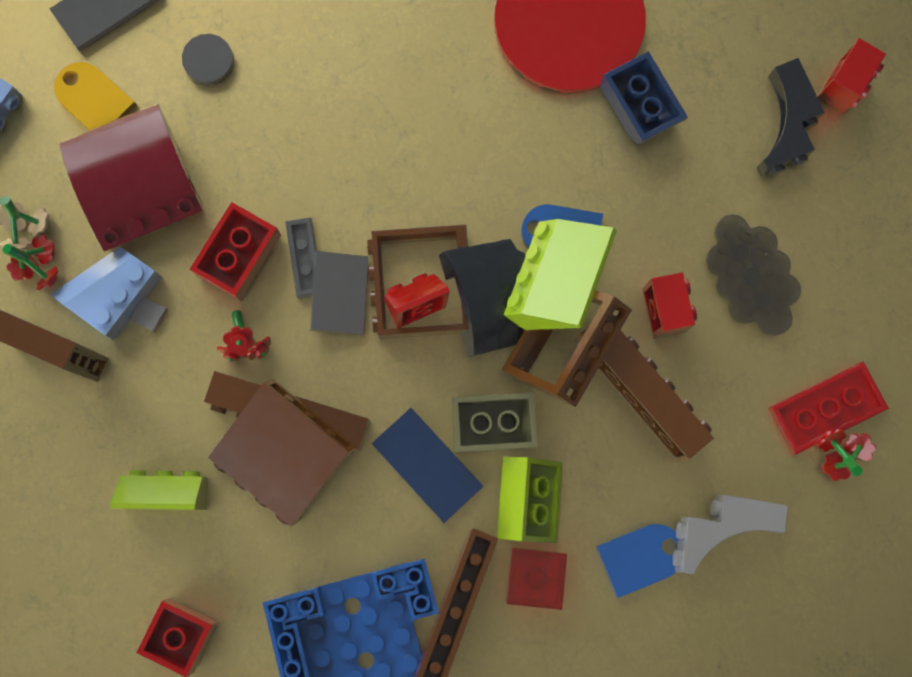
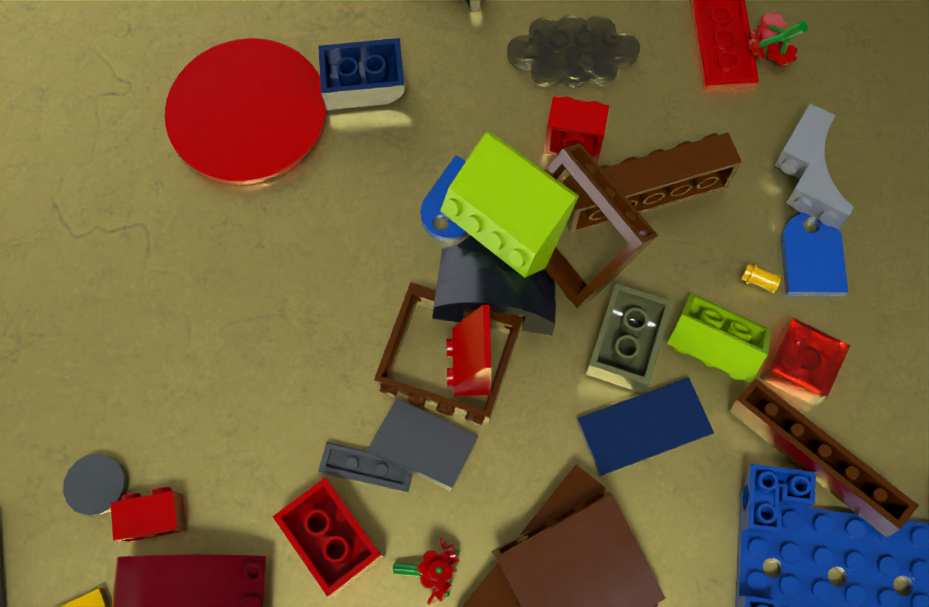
camera: 60 degrees left, 10 degrees down
(199, 110) = (147, 516): none -> red brick
(600, 517) = (760, 277): none -> yellow pin

